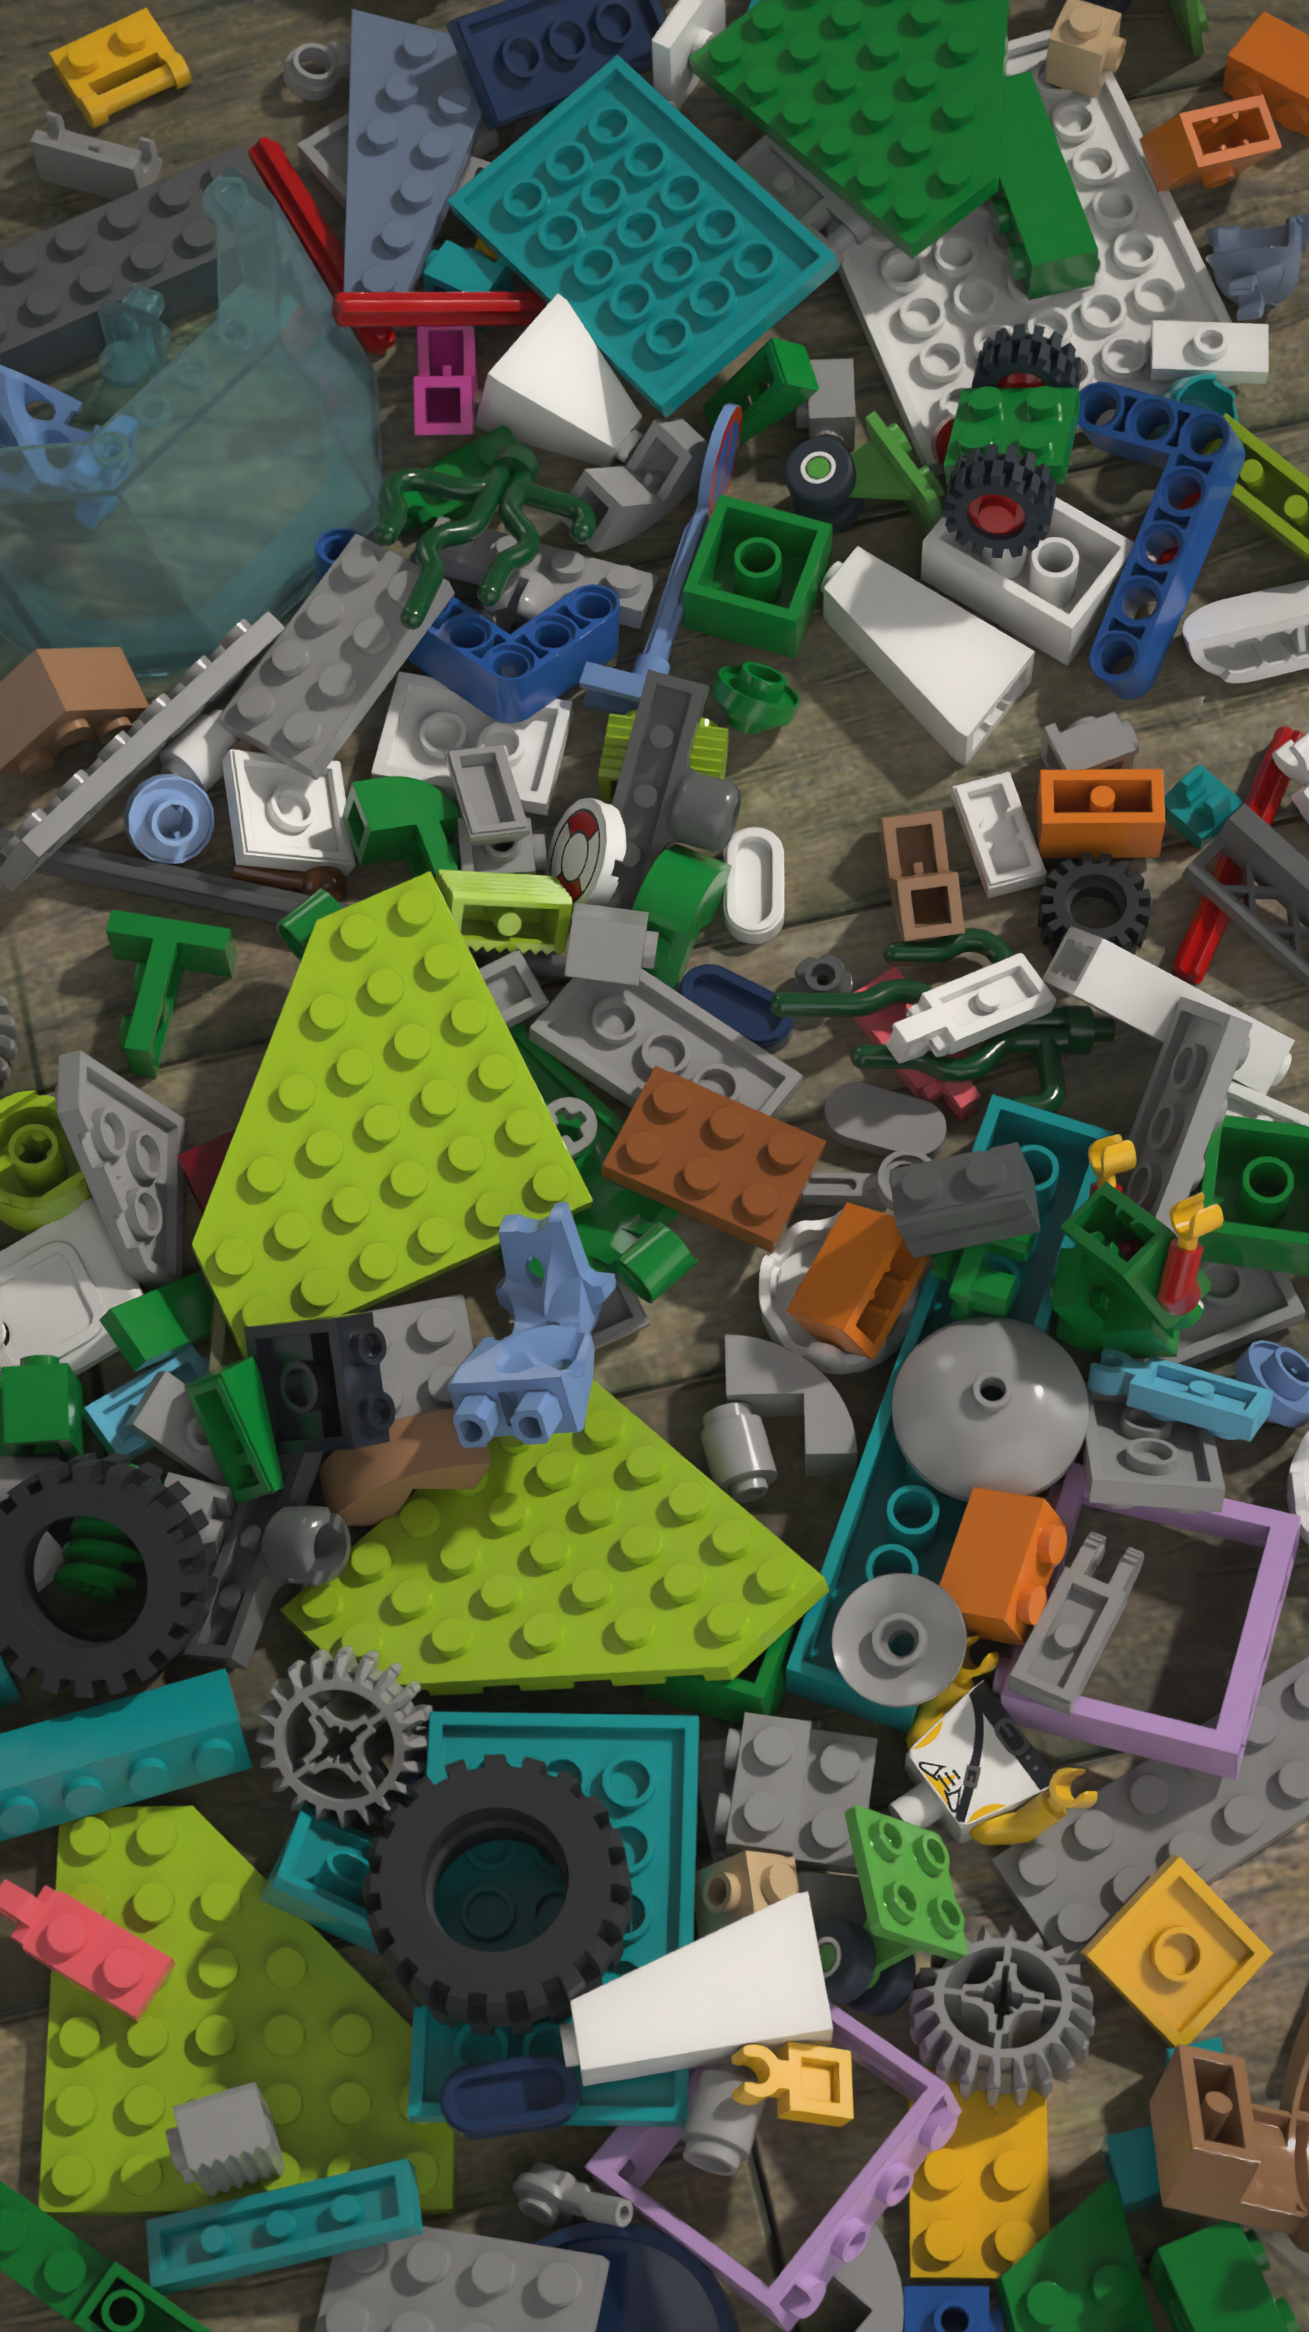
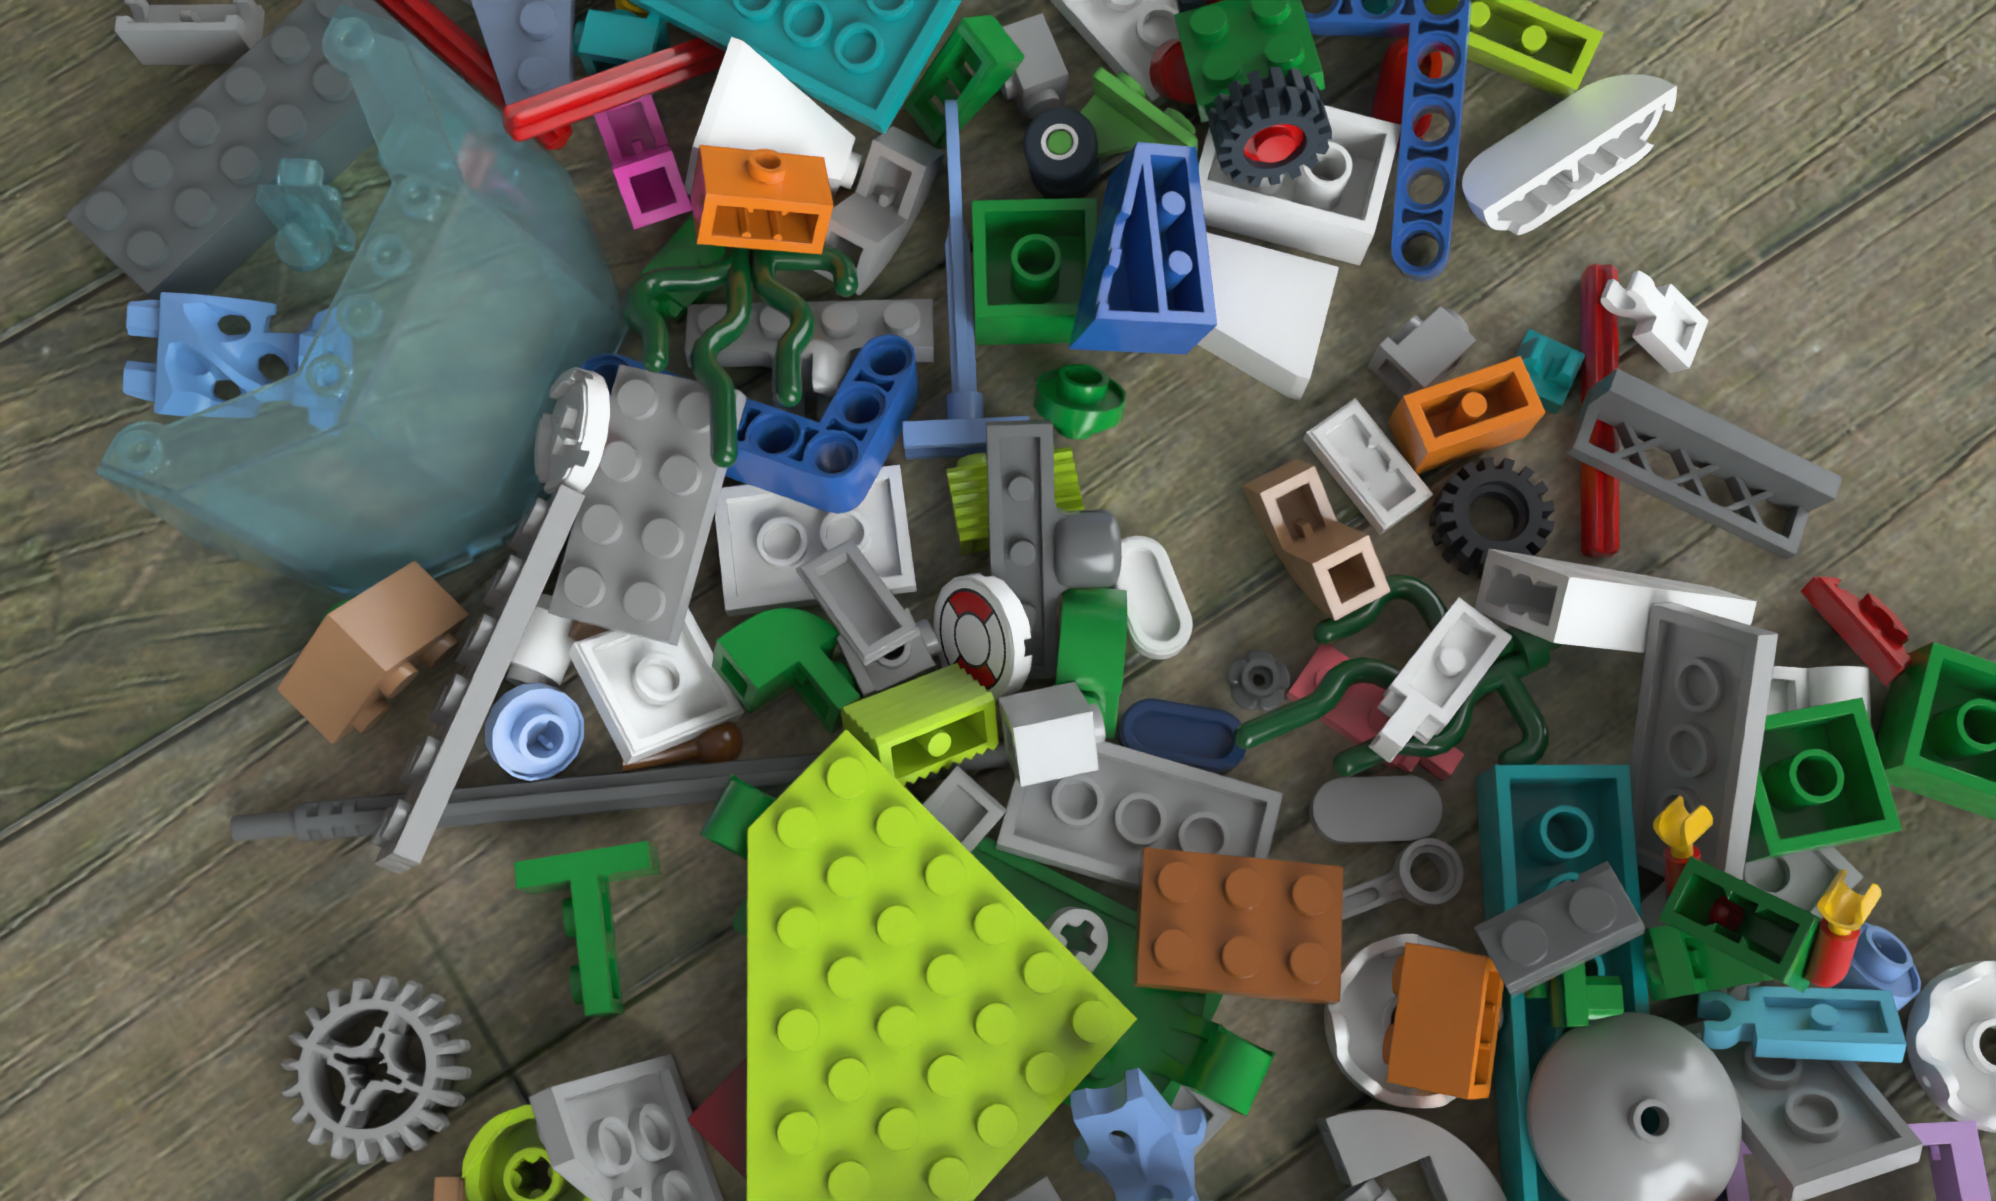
camera: 25 degrees left, 10 degrees up
(291, 585) = (575, 434): none -> white tile
(531, 436) = (761, 199): none -> orange brick
(850, 587) = (1149, 258): none -> blue wedge

